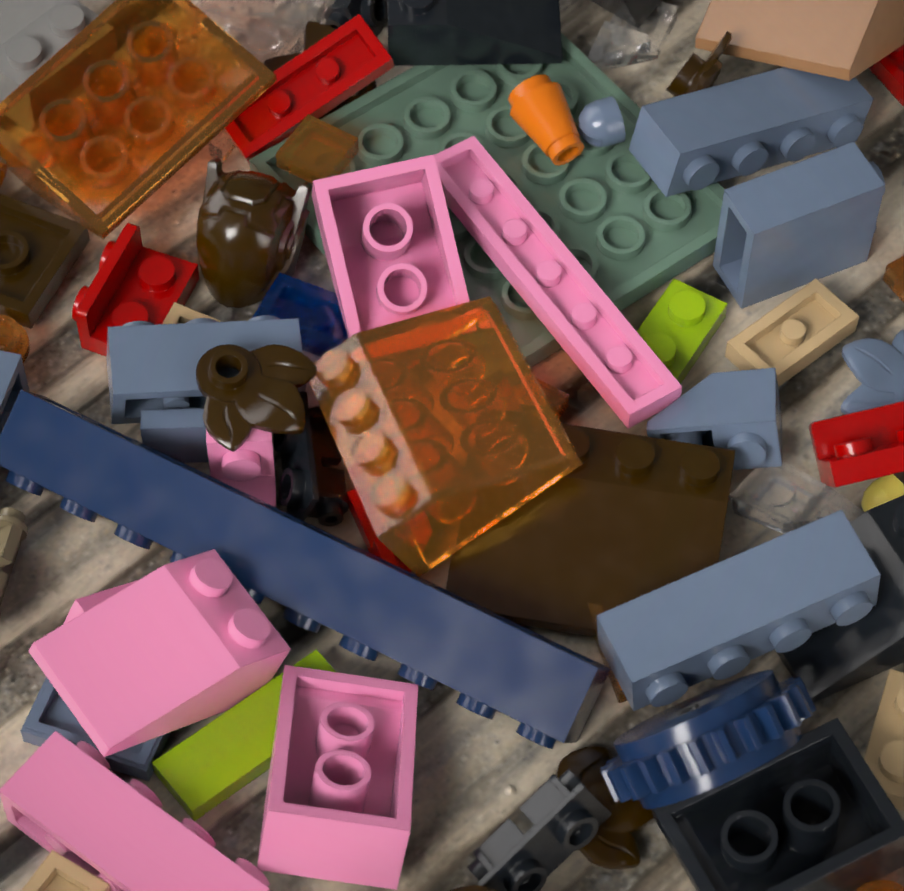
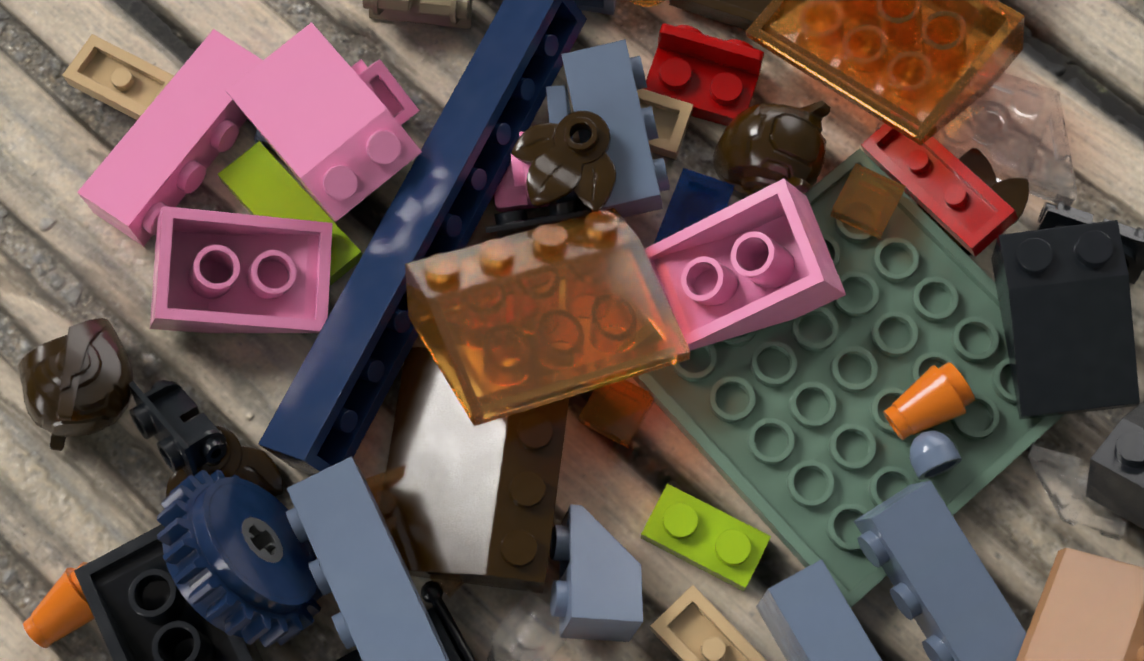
camera: 90 degrees right, 15 degrees up
(555, 284) = (734, 412): bright pink plate -> none
(699, 73) = (1011, 549): dark brown plate -> none

